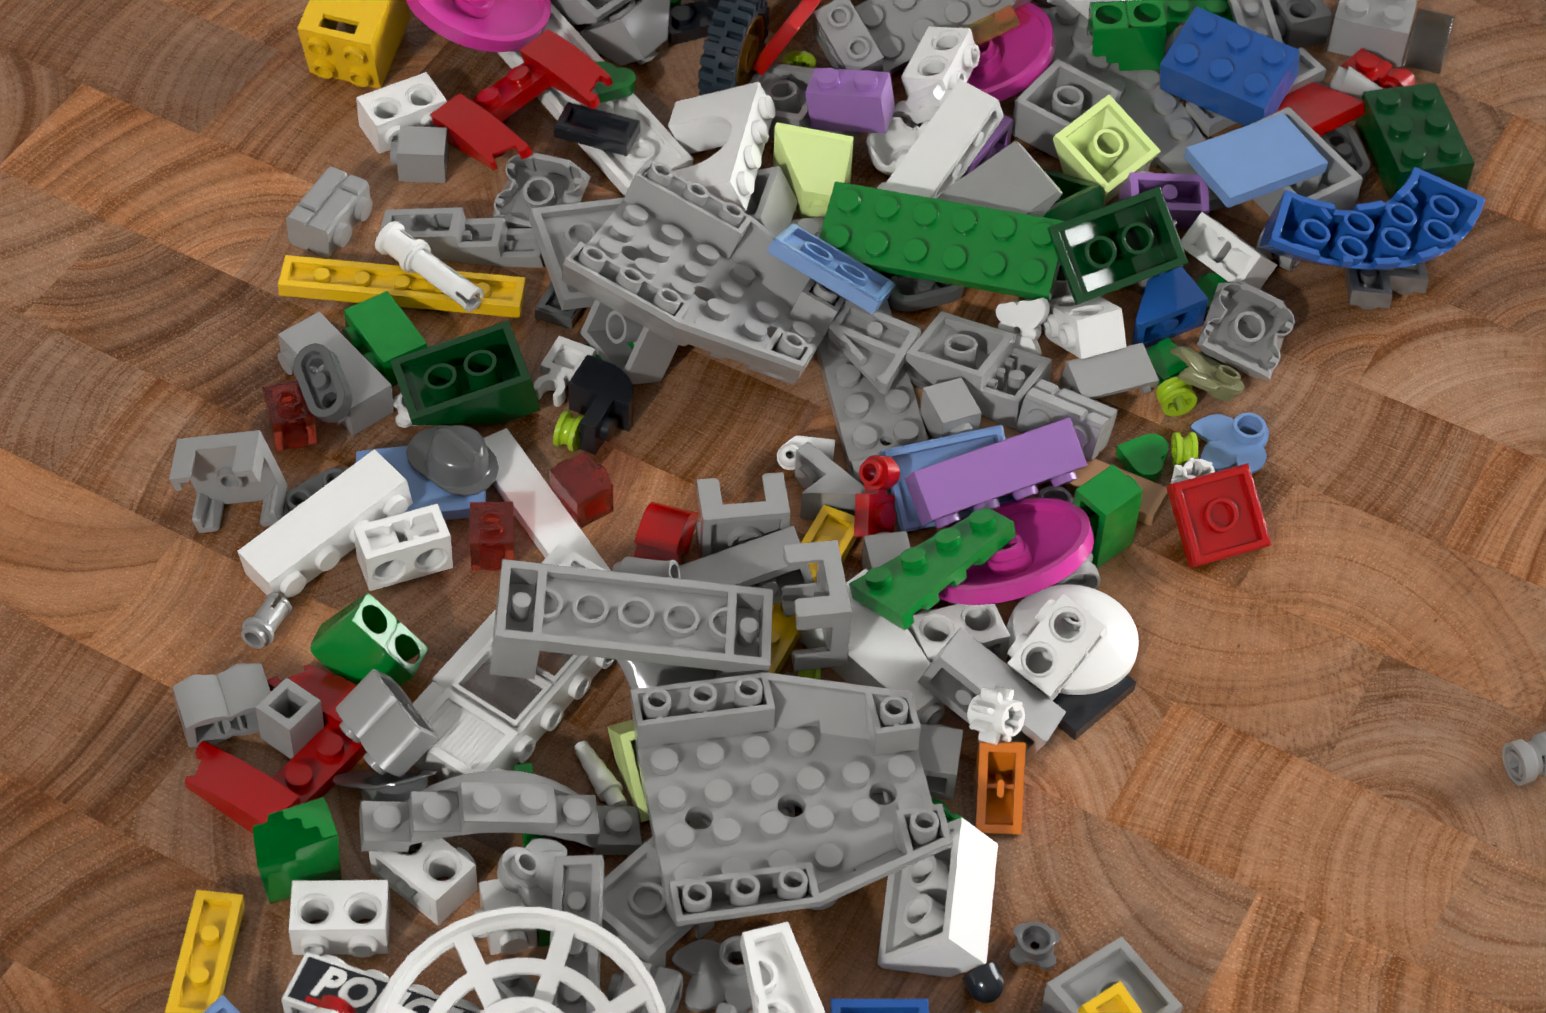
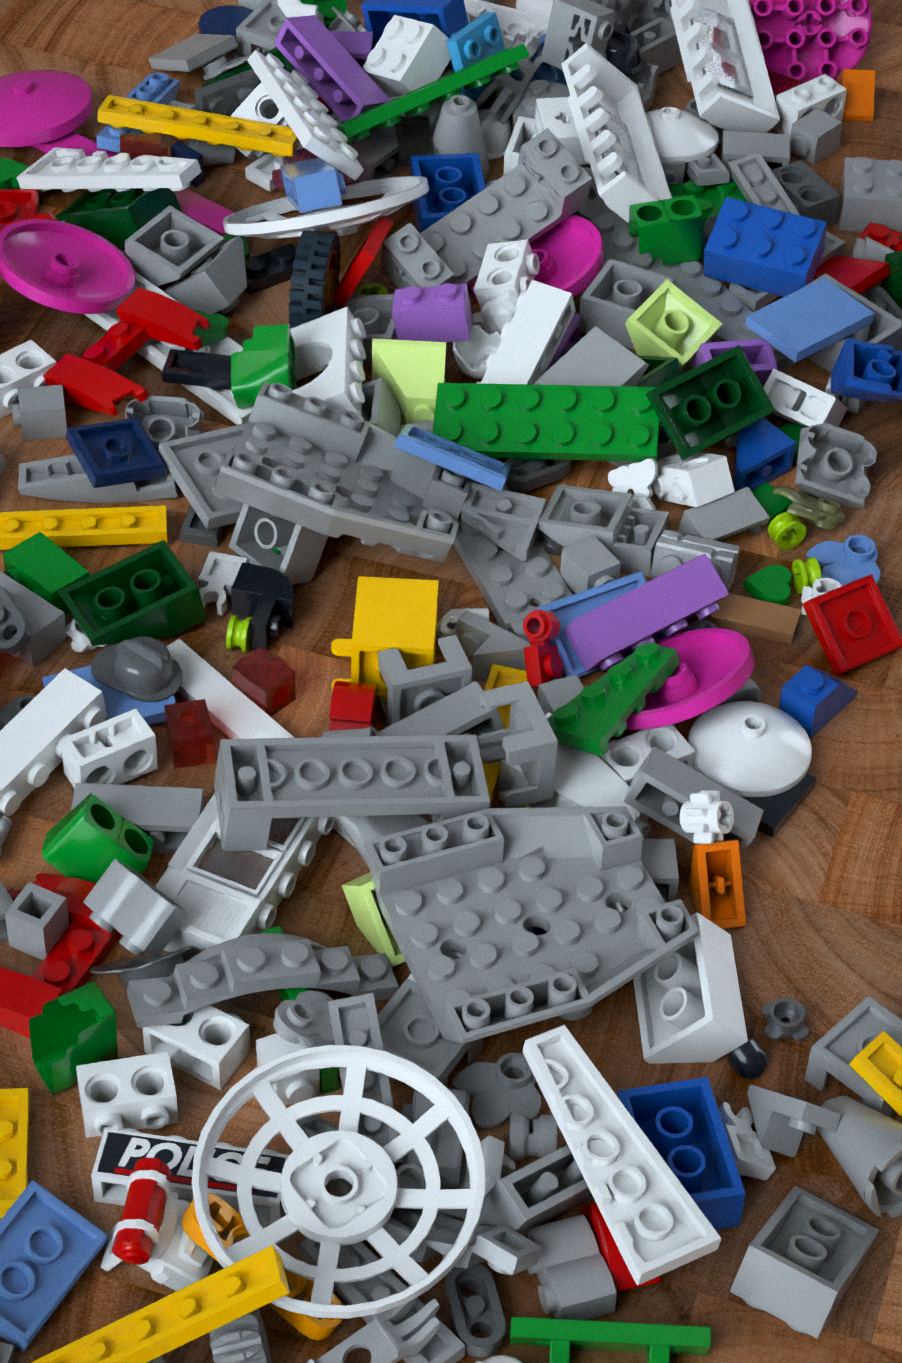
camera: 10 degrees left, 5 degrees down
(416, 257) = (60, 499): white pin -> none
(433, 616) = (158, 811): none -> light grey brick
(484, 212) = (115, 452): none -> dark blue tile
(601, 778) = (342, 931): white animal -> none
(659, 133) = (263, 359): none -> green piece
(724, 442) = (386, 617): none -> yellow container
(994, 25) = (547, 235): clear yellow piece -> none
(1067, 653) = (751, 756): white brick -> none
(1113, 510) = (763, 624): green brick -> none
(1157, 592) = (814, 698): none -> blue slope

